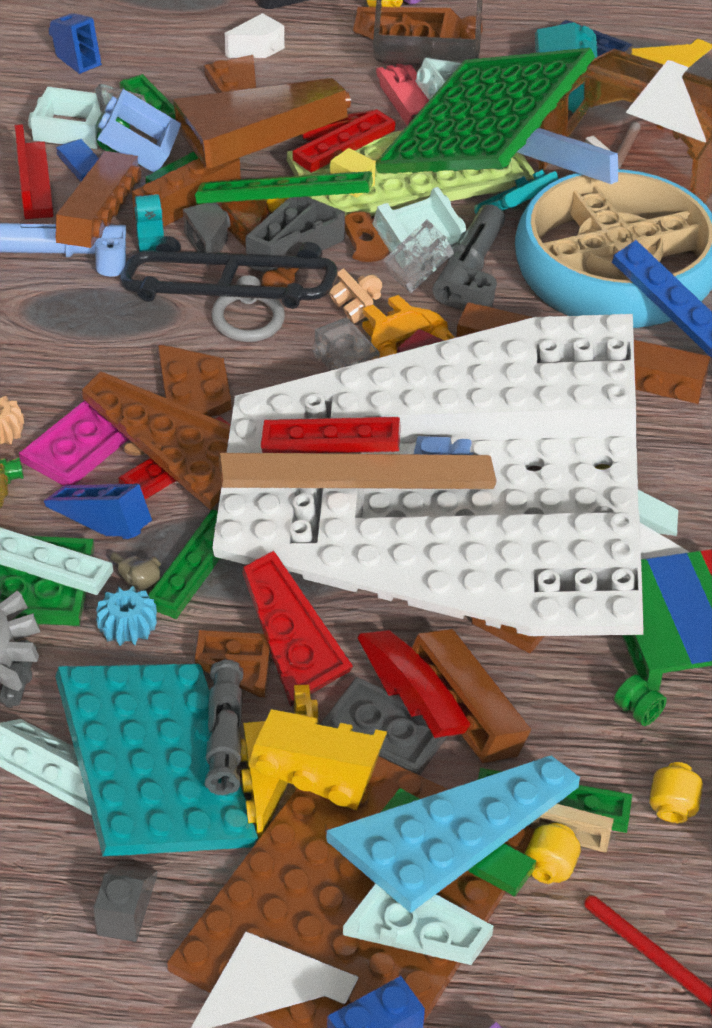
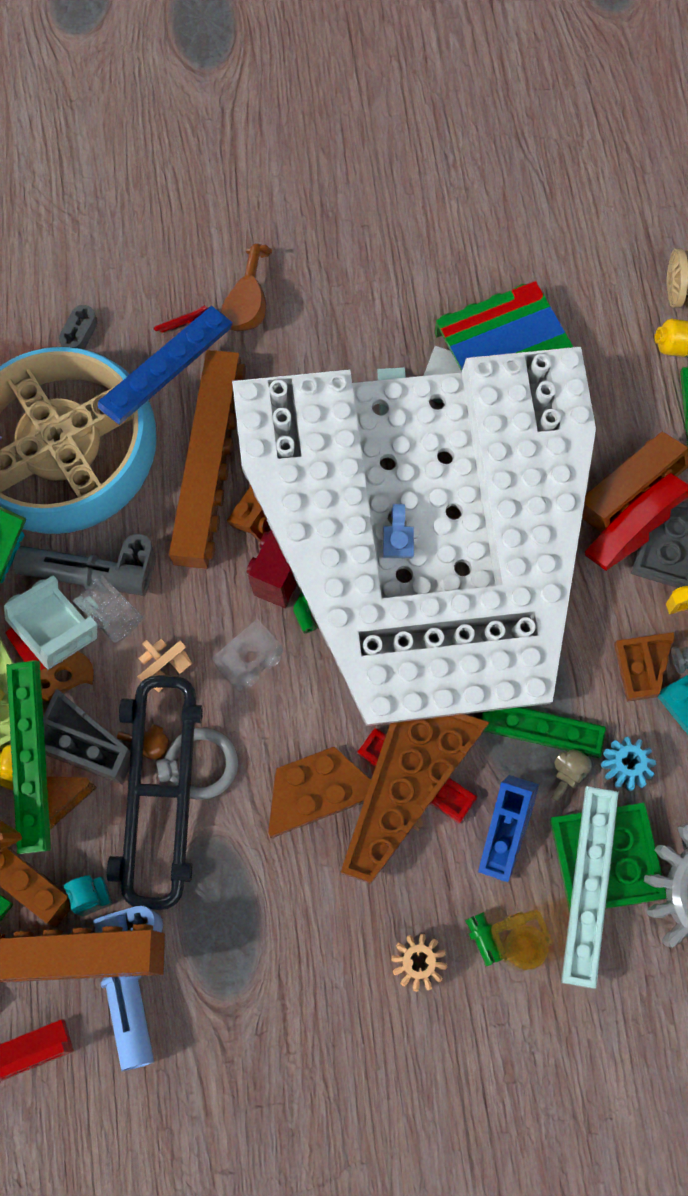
camera: 95 degrees left, 25 degrees up
(73, 445) = (421, 880): dark pink tile -> none
(206, 227) = (80, 834): dark grey slope -> none
(294, 632) = (614, 620): red wing -> none
(331, 435) = (427, 614): red plate -> none
(356, 471) = (462, 591): medium nougat tile -> none
(399, 324) = (209, 612): light orange connector -> none
(640, 700) = (599, 366): green wheel -> none

